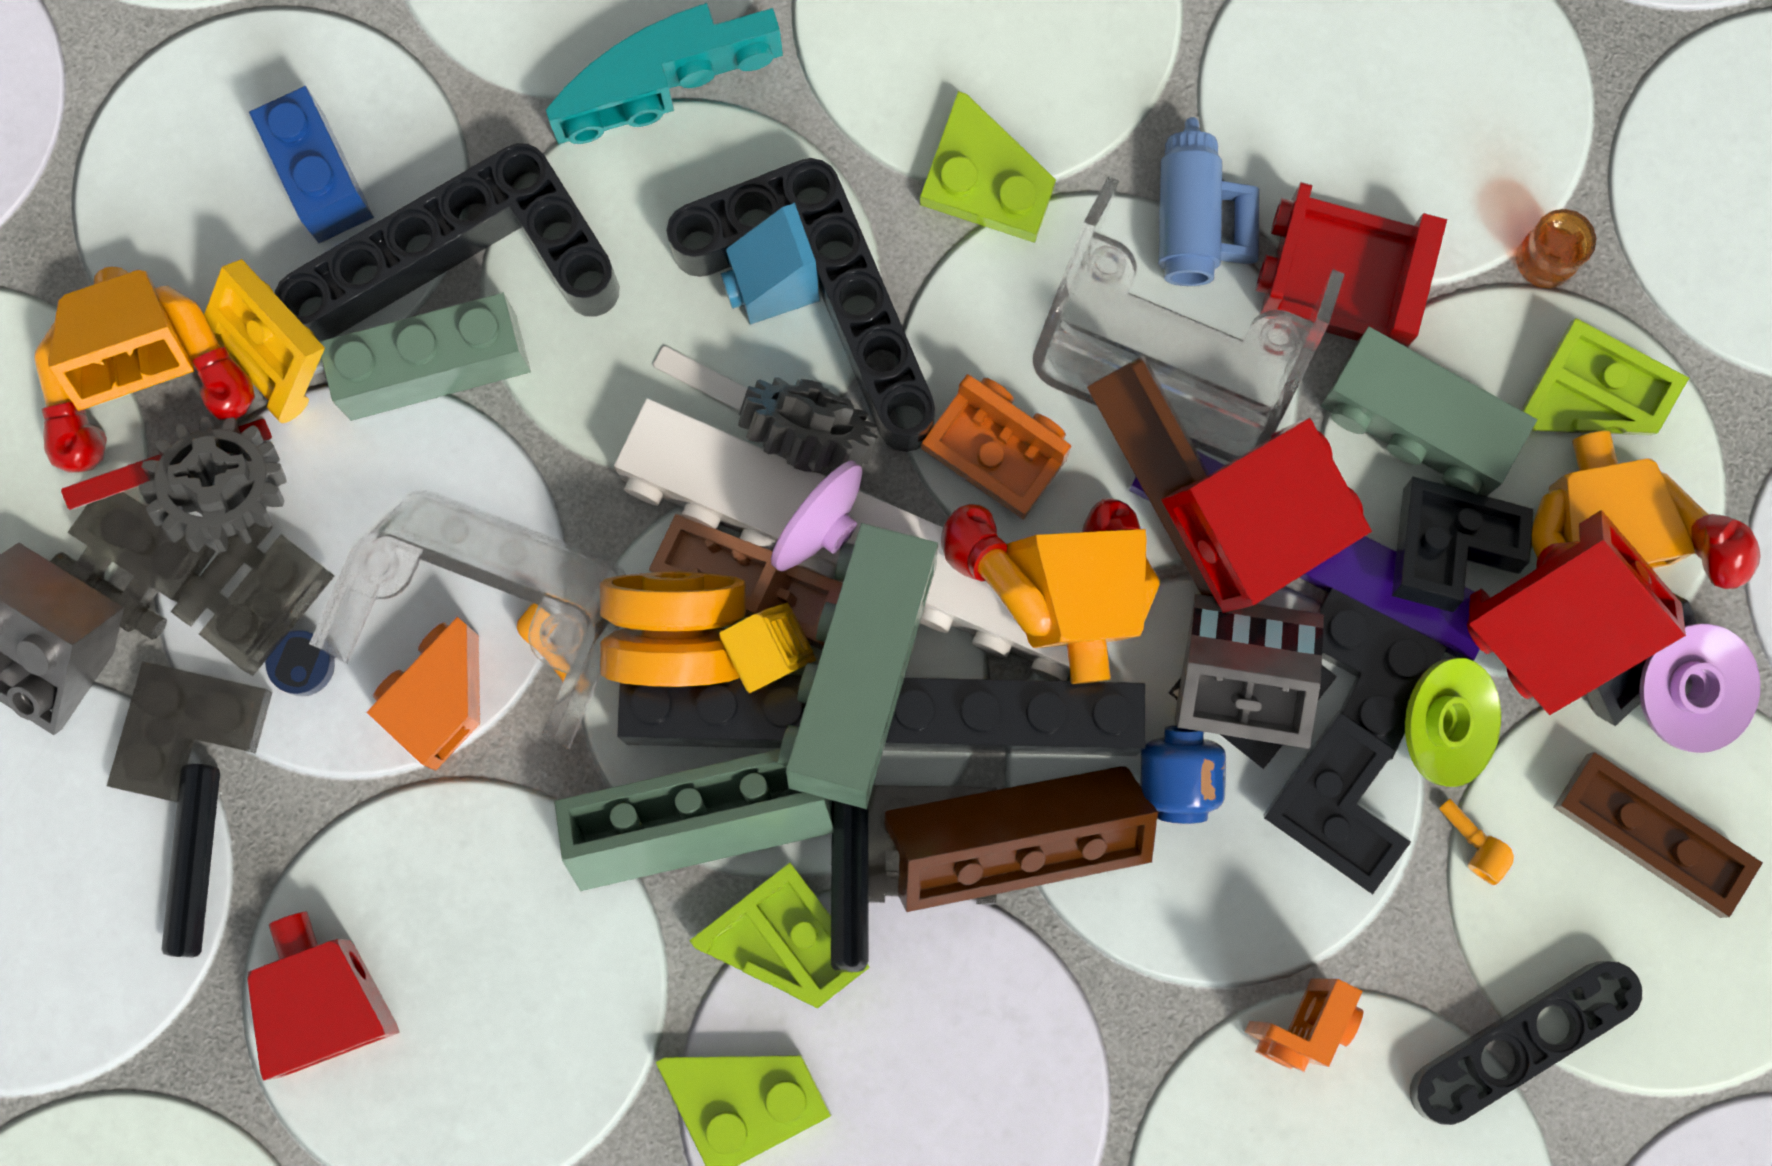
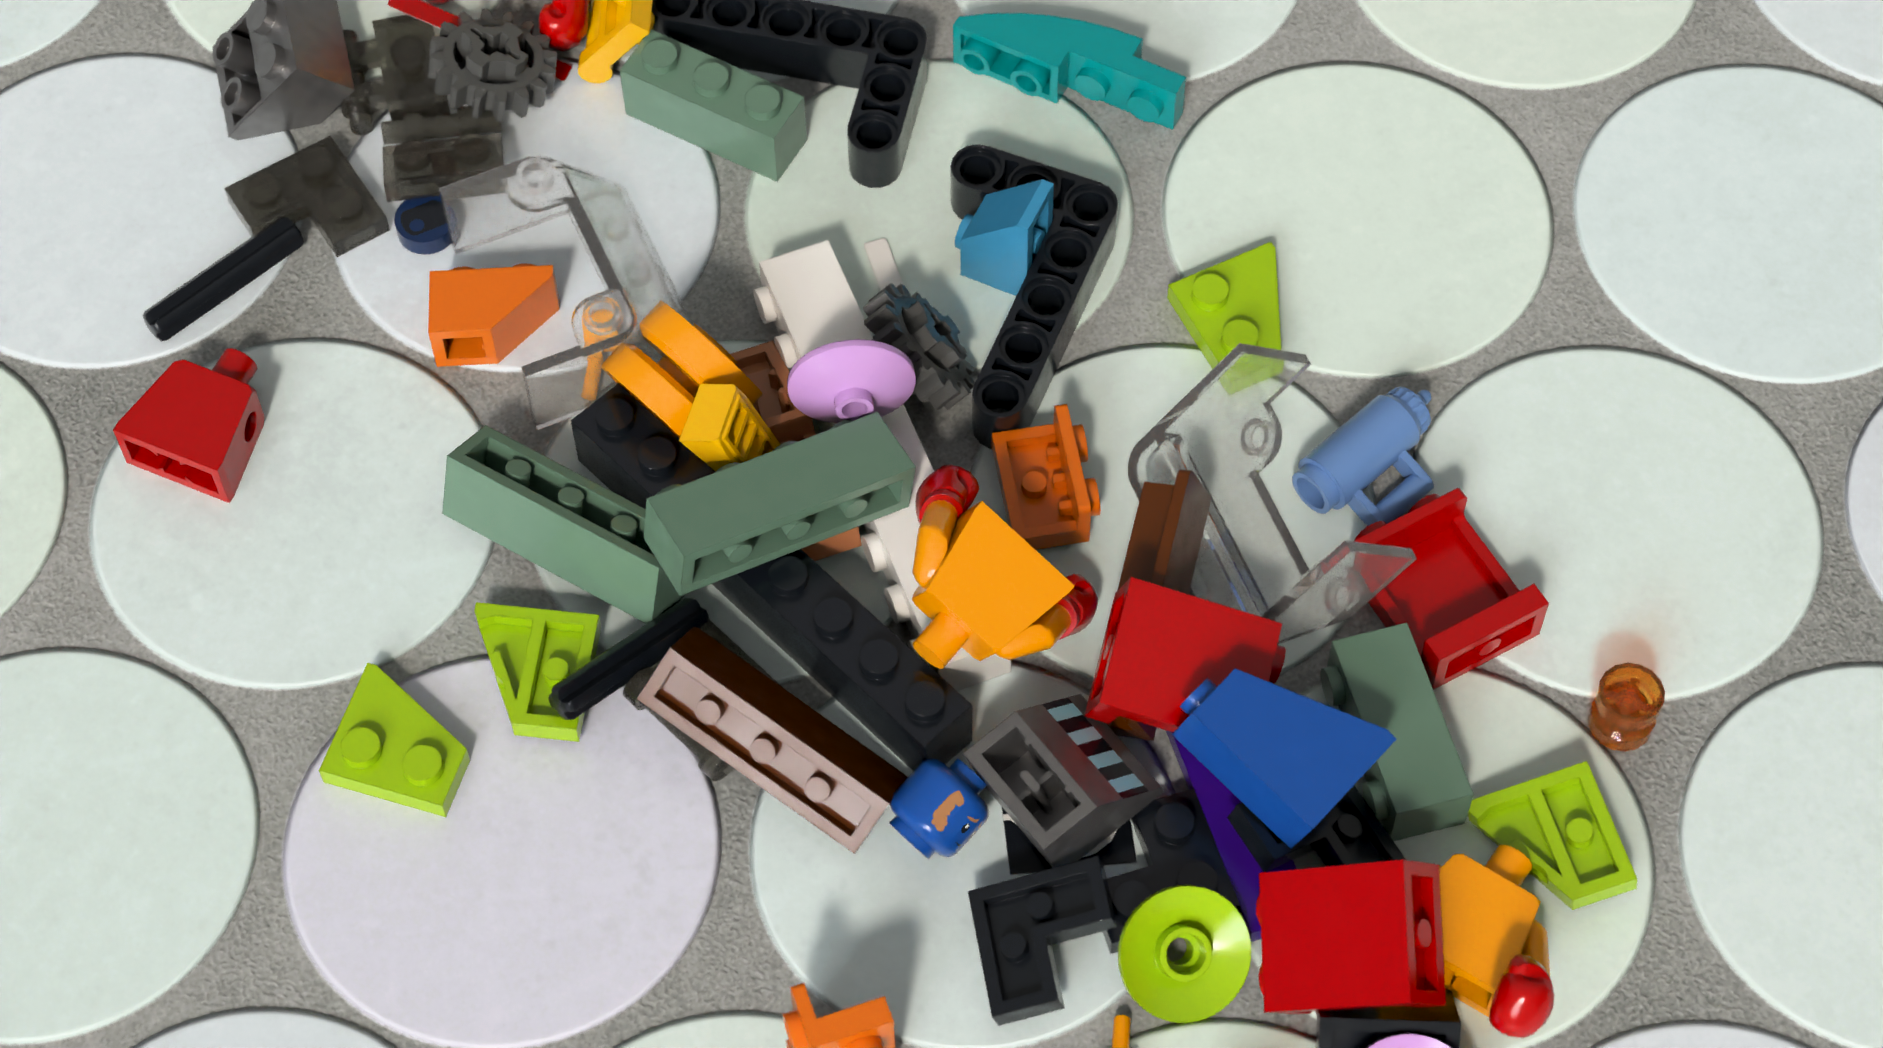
camera: 45 degrees right, 20 degrees down
(1413, 523) = (1278, 749): none -> blue slope

